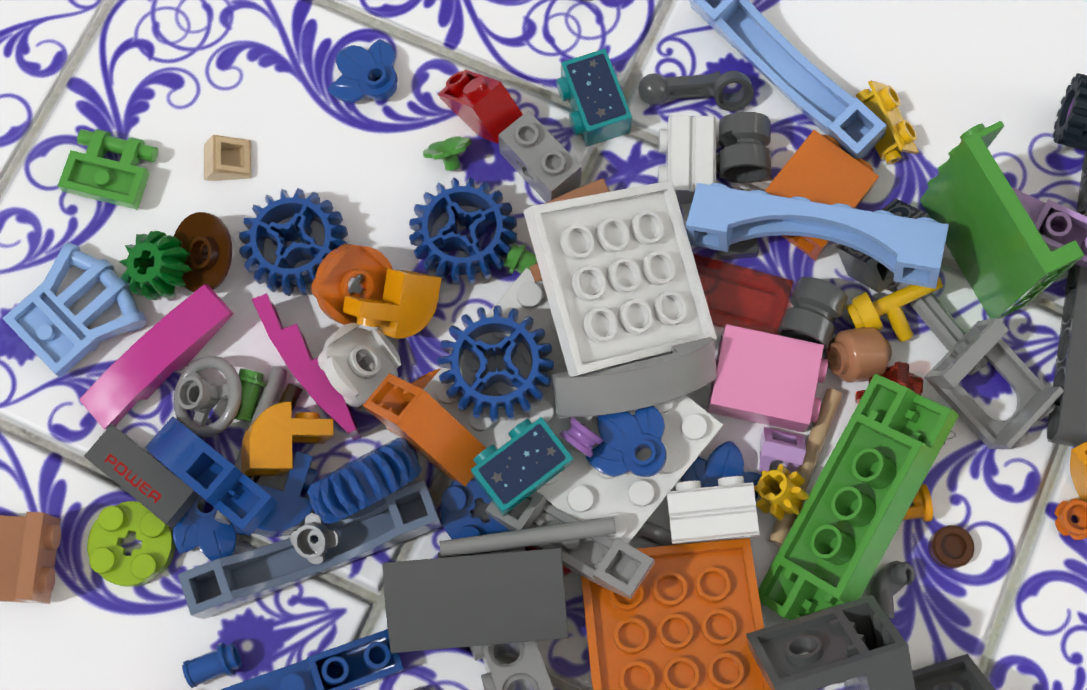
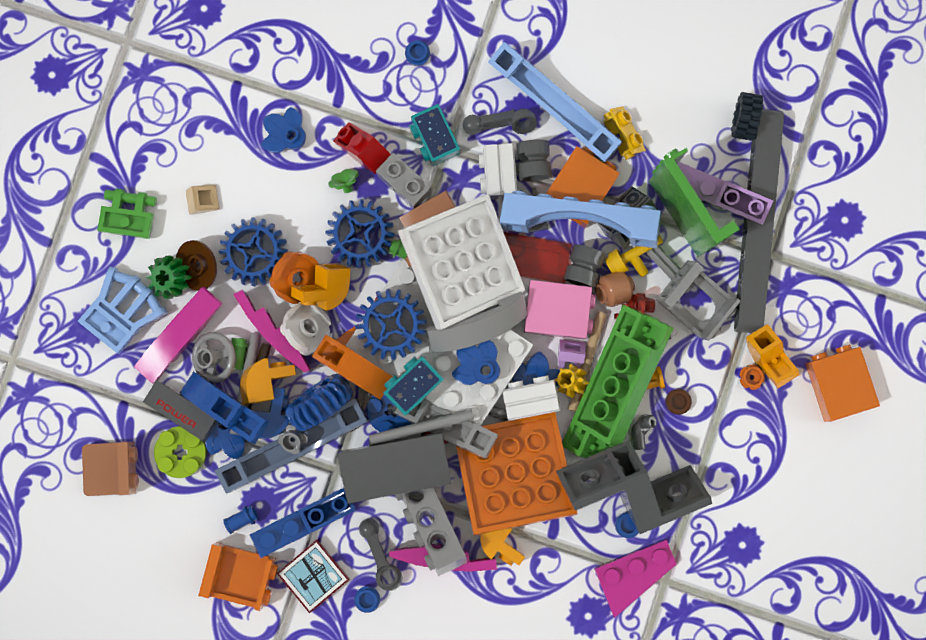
camera: 10 degrees left, 10 degrees up
(581, 437) = (447, 364): medium lavender bush -> none

